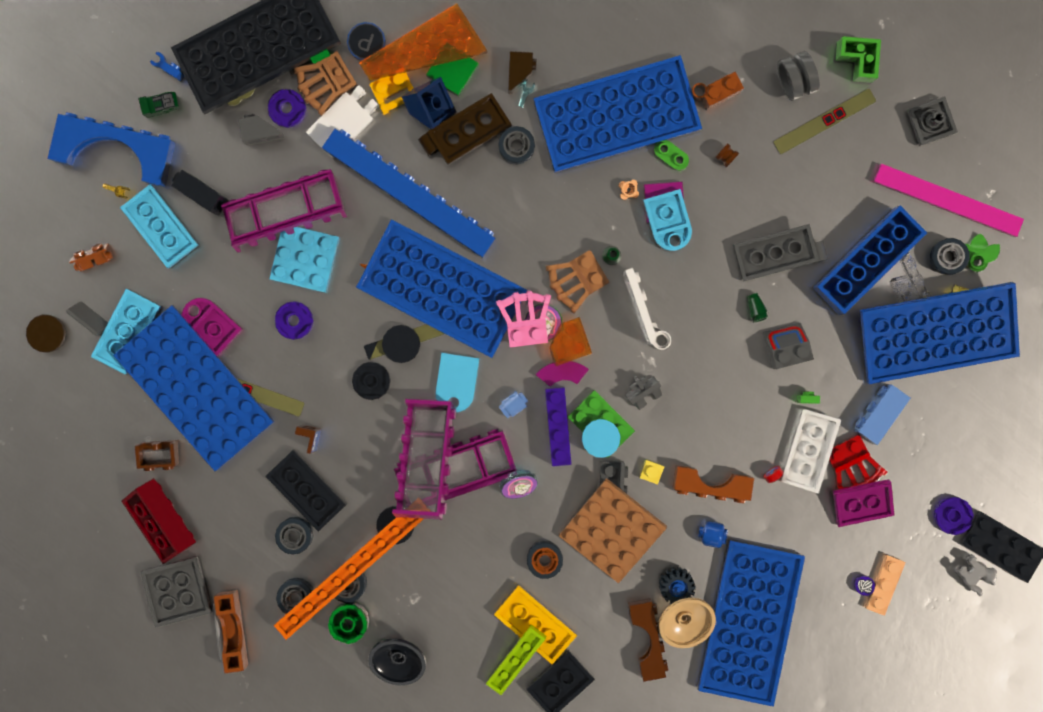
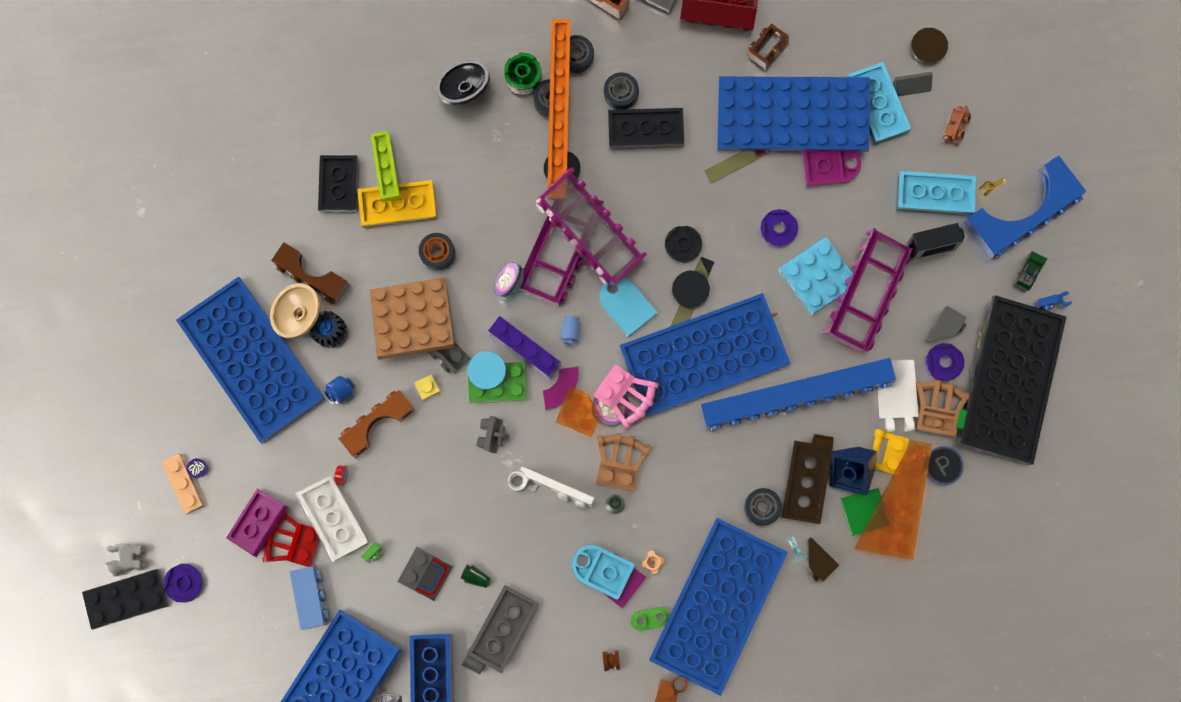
camera: 140 degrees right, 10 degrees down
(311, 432) = (685, 165): reddish brown panel -> none

